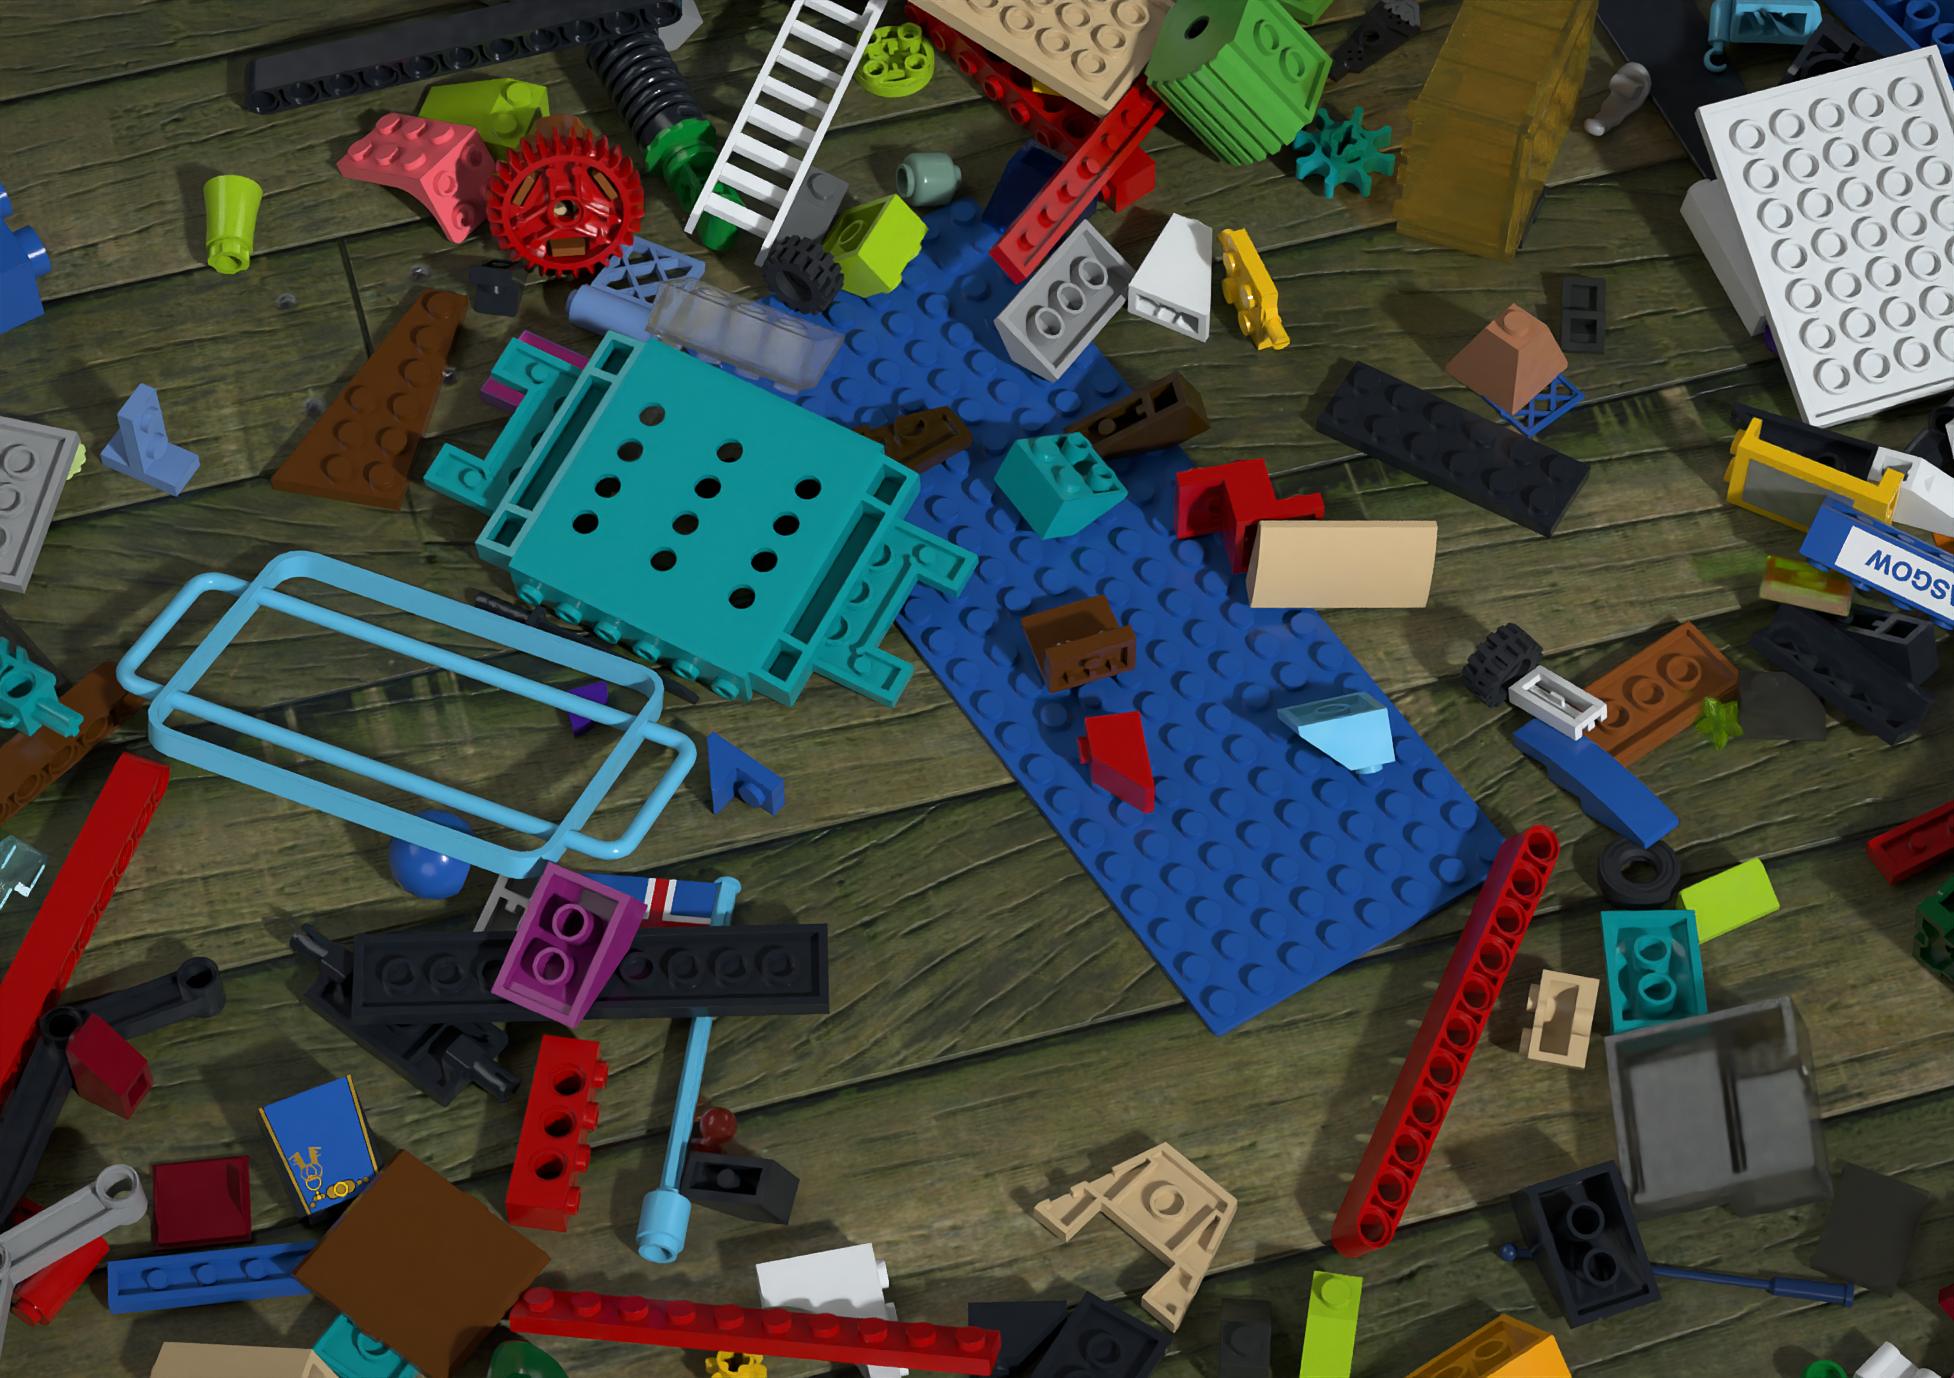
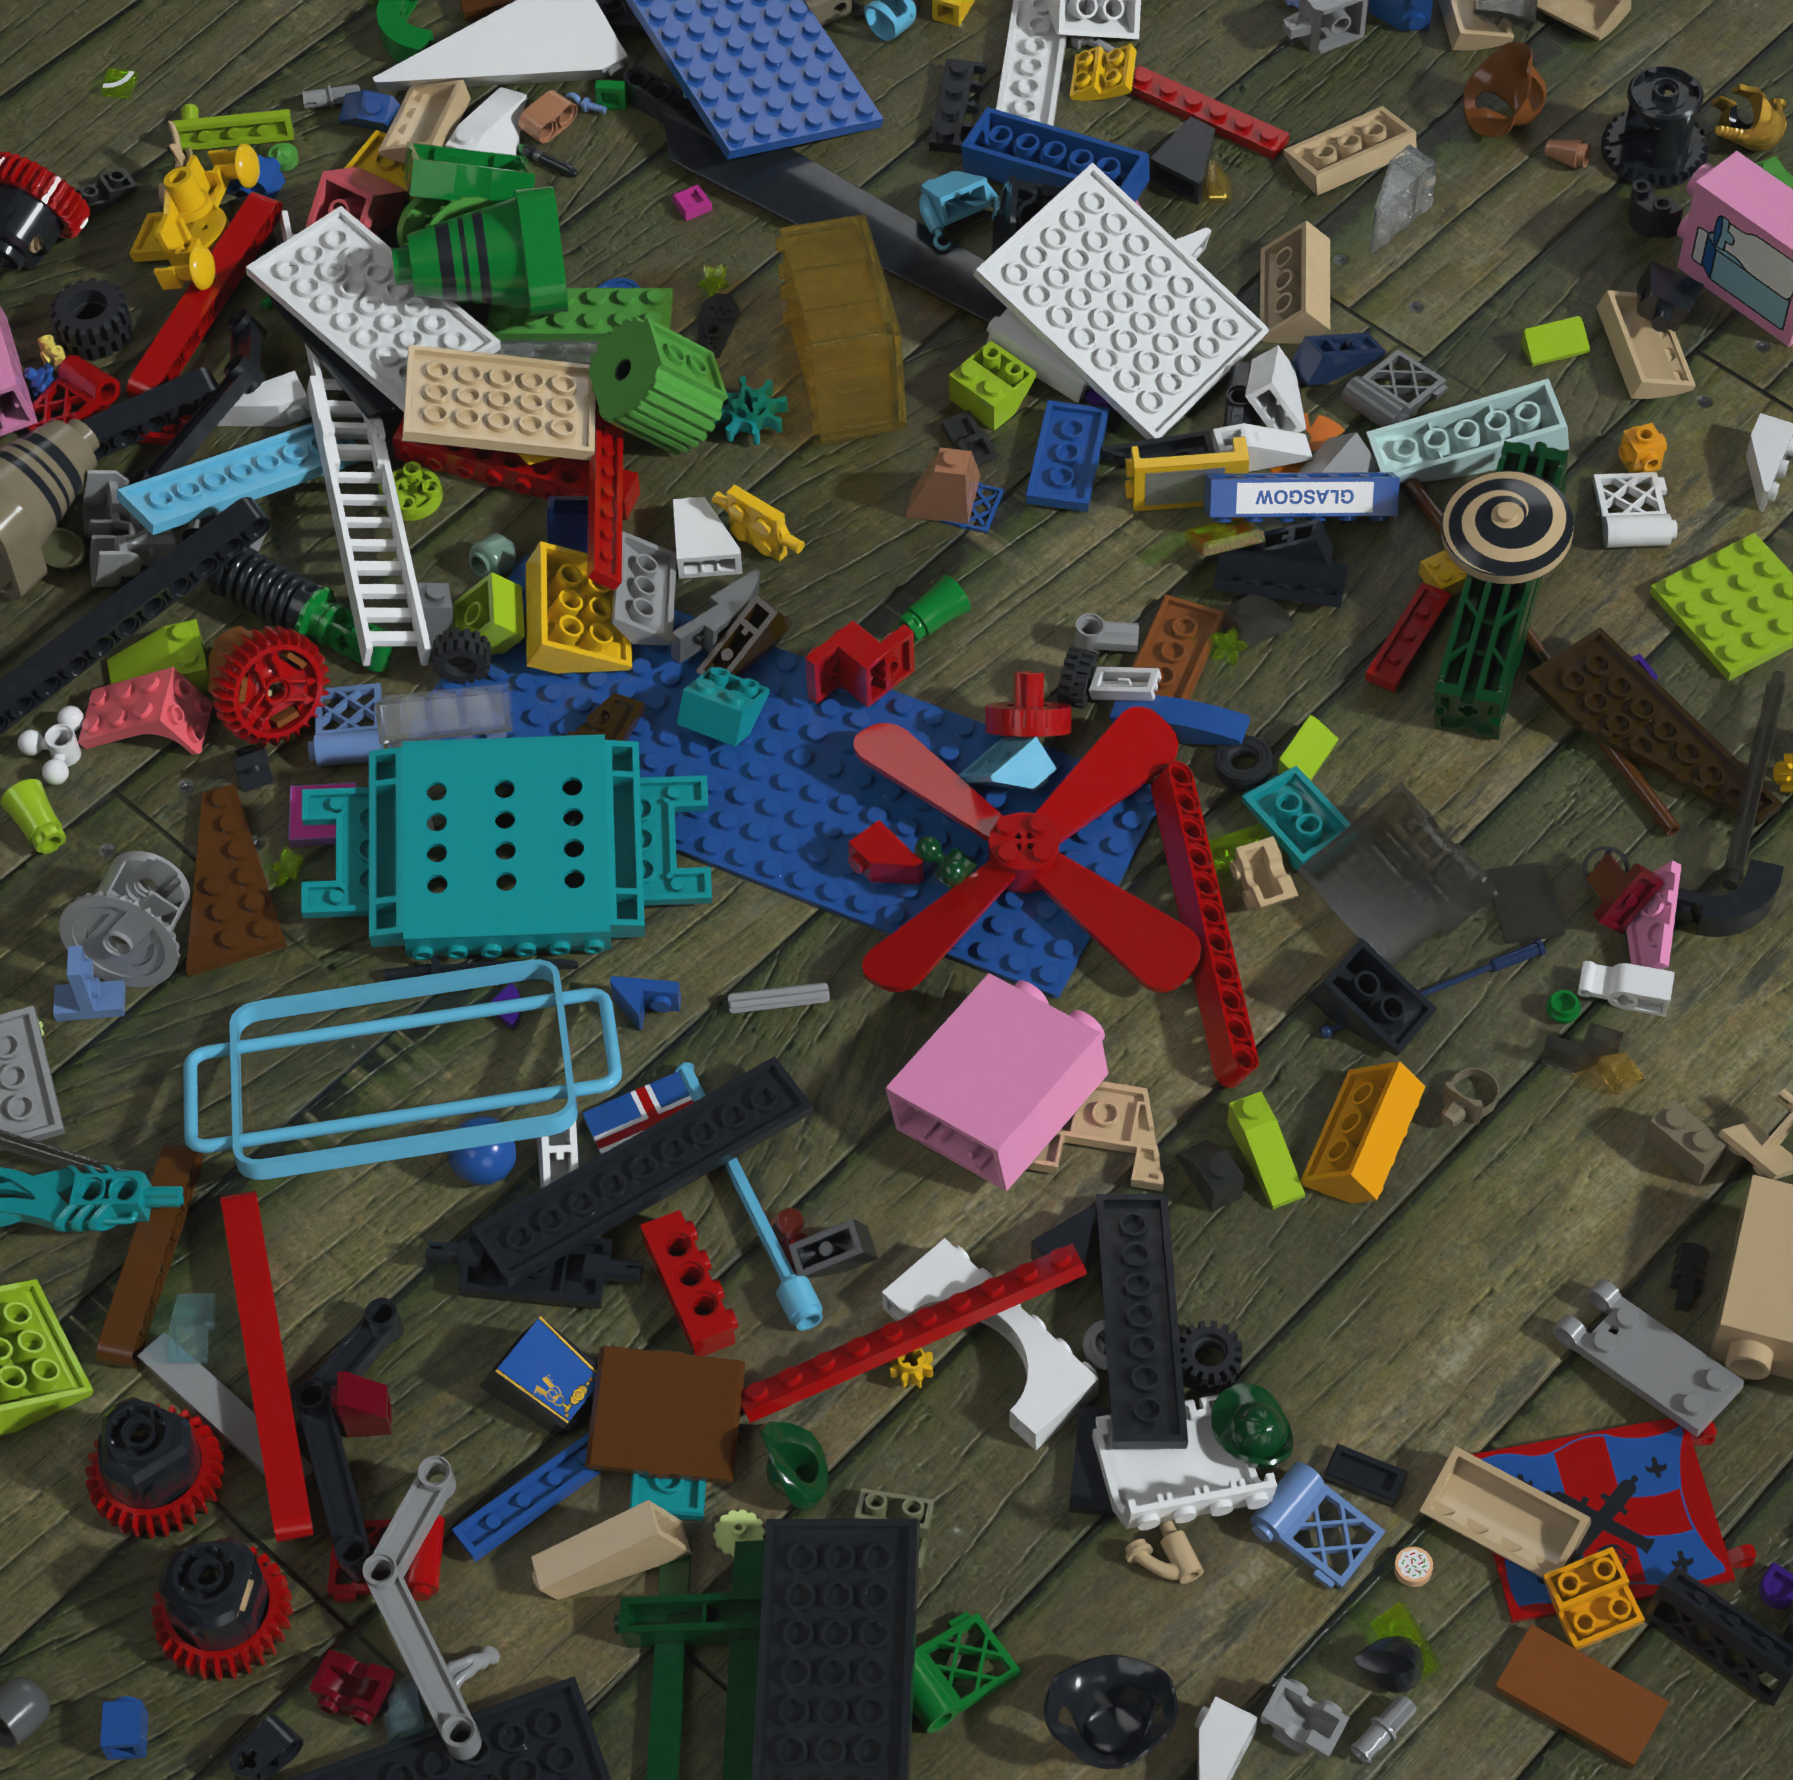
camera: 30 degrees left, 0 degrees up
(201, 1203) = (483, 1459): dark red piece -> none
(225, 416) = (133, 912): none -> light grey piece
(314, 155) = (60, 742): none -> white piece
(459, 419) = (287, 866): none -> clear neon green plant
(568, 945) = (623, 1157): magenta slope -> none
(892, 860) = (778, 997): none -> light grey axle
(955, 293) = (570, 616): none -> yellow slope
(1064, 1091) = (999, 1079): none -> bright pink brick
(1079, 643) = (806, 799): reddish brown bracket -> none
(1108, 382) = (711, 625): none -> dark grey slope
(1189, 817) = (951, 868): none -> dark green piece
(1289, 844) = (1027, 855): none -> red piece
(1342, 564) = (938, 665): tan slope -> none
(1392, 496) = (936, 608): none -> green plant
(1406, 676) = (1028, 712): none -> red piece
(1453, 449) = (970, 558): black plate -> none
(1531, 961) = (1224, 847): none -> clear neon green plate
(1578, 633) = (1096, 634): none -> light grey piece
(1628, 93) = (900, 287): light grey piece -> none
(1652, 260) = (991, 385): none -> lime slope
(1687, 393) = (1067, 456): none -> blue plate

